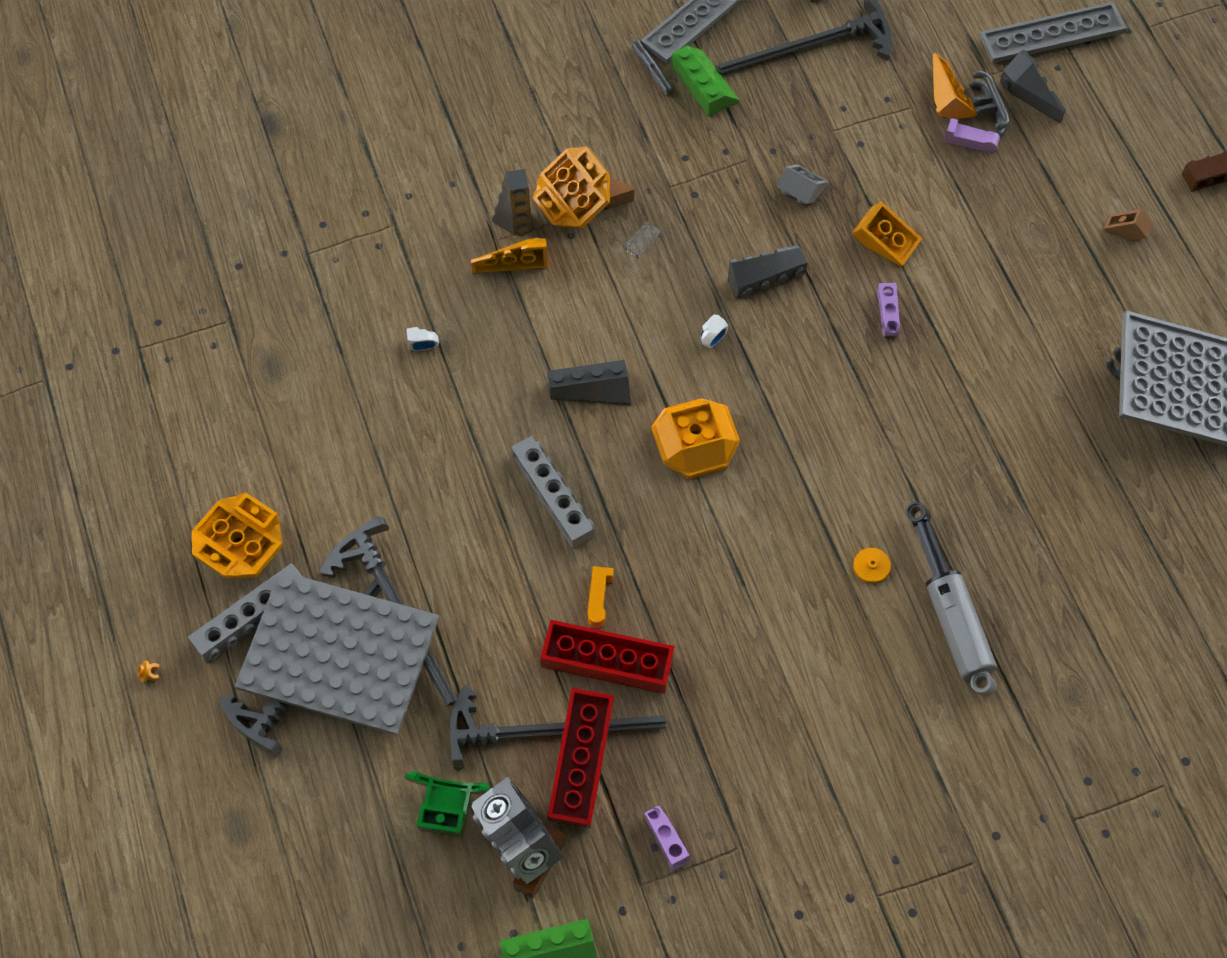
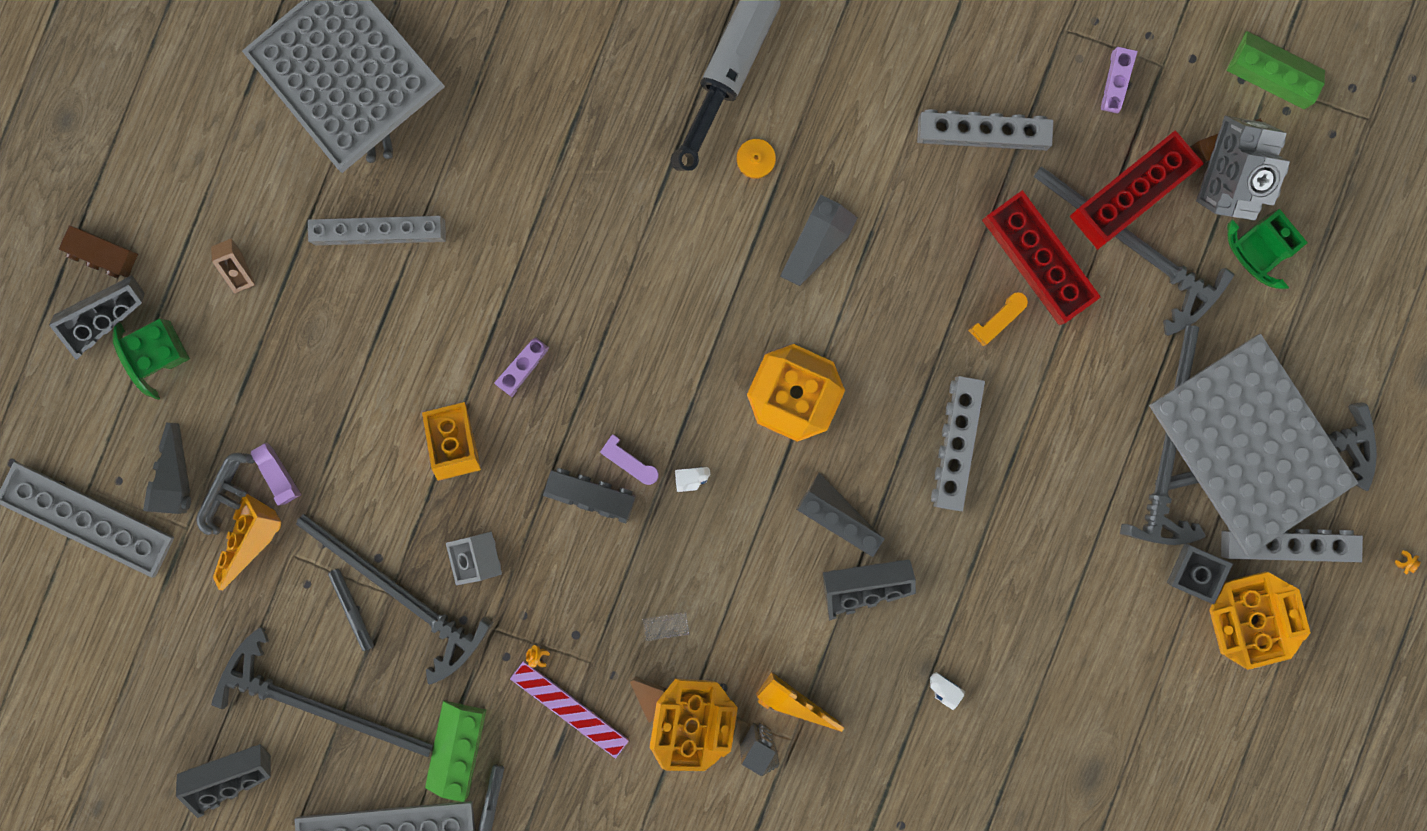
camera: 135 degrees left, 25 degrees up
(305, 538) = (1199, 573): none -> dark grey brick
(533, 357) = (867, 586): none -> dark grey wedge
(657, 151) = (569, 709): none -> tile
(709, 162) = (533, 656): none -> light orange plate
(762, 310) = (645, 474): none -> lavender leg
(768, 136) = (456, 637): none -> dark grey piece
(768, 679) = (1040, 125): none -> light grey brick
(777, 549) = (823, 233): none -> dark grey wedge
(847, 104) = (351, 611): none -> dark grey axle
(1065, 314) = (376, 230): none -> light grey brick
(1120, 140) = (149, 351): none -> green piece
(1173, 134) = (93, 317): none -> dark grey wedge

